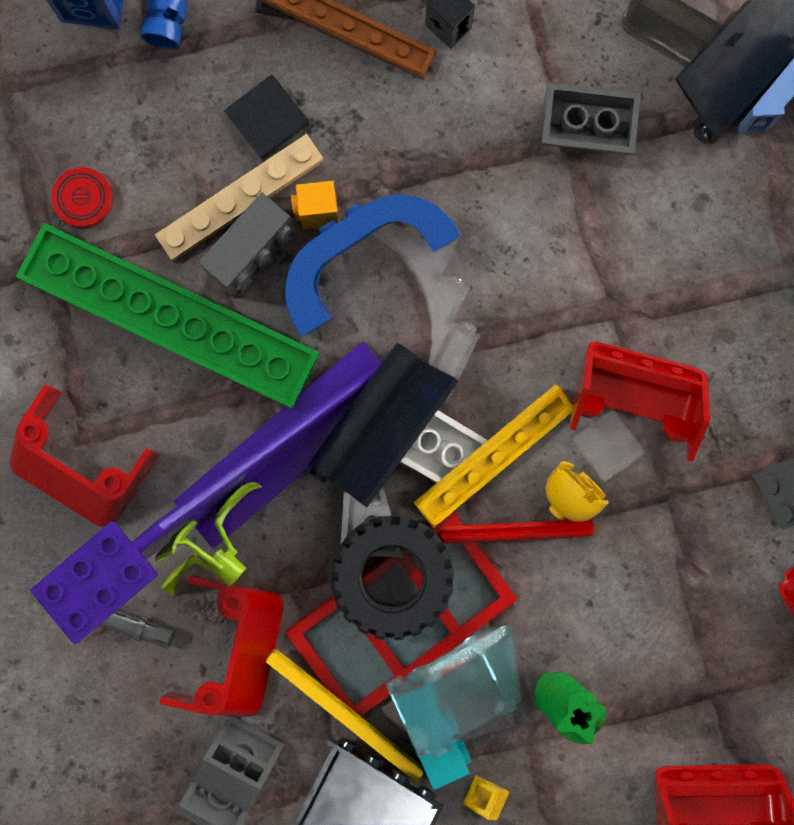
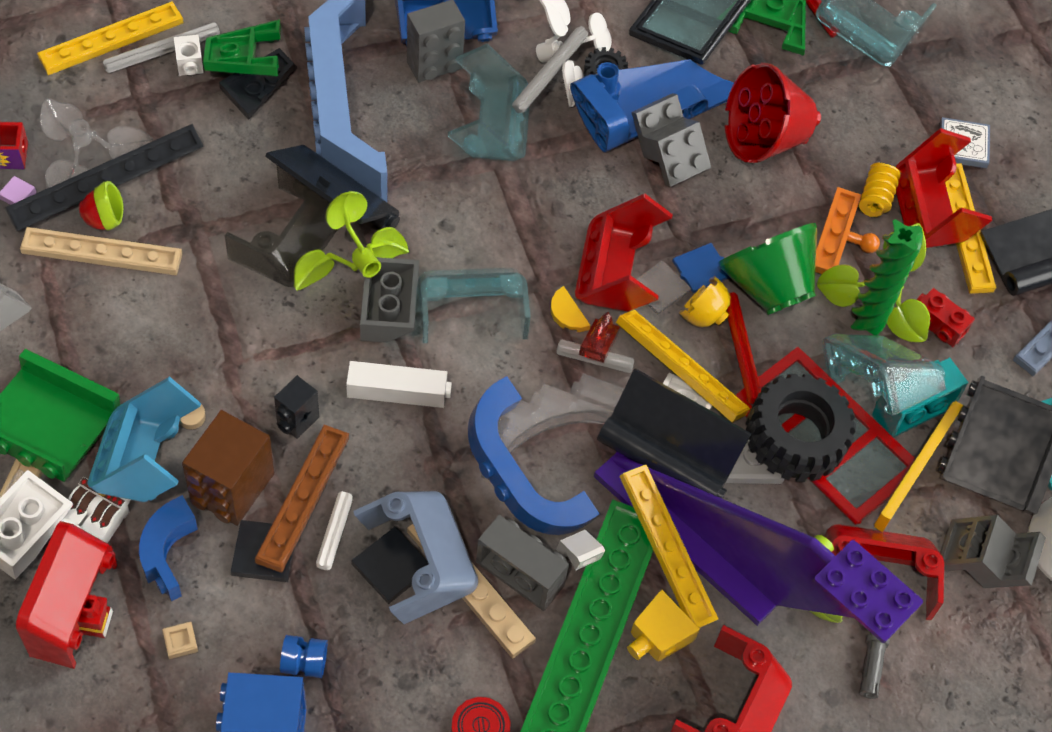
camera: 100 degrees left, 25 degrees down
(169, 392) = (661, 629): none -> yellow torso
(258, 407) = (668, 546): none -> yellow tile
(259, 310) = (581, 549): none -> white slope
(273, 154) = (449, 568): none -> sand blue windscreen
(309, 59) = (334, 531): none -> white axle
(315, 204) = (479, 505): light orange brick -> none
(481, 130) = (397, 384): none -> white brick
(485, 798) = (965, 364): yellow slope -> none
(514, 357) = (613, 360): none -> light grey axle
(530, 361) = (600, 338): none -> clear red tile
(550, 786) = (946, 318): none -> red brick
(574, 330) = (567, 313): none -> yellow tile
(615, 581) = (777, 271): none -> green cone
(616, 258) = (473, 282): none -> clear light blue windscreen
(618, 742) = (907, 320): none -> lime plant
(631, 85) = (342, 211): none -> lime plant
(635, 500) = (699, 266): none -> blue piece
(679, 675) = (837, 231): none -> orange plate
(742, 739) = (879, 189): none -> yellow piece

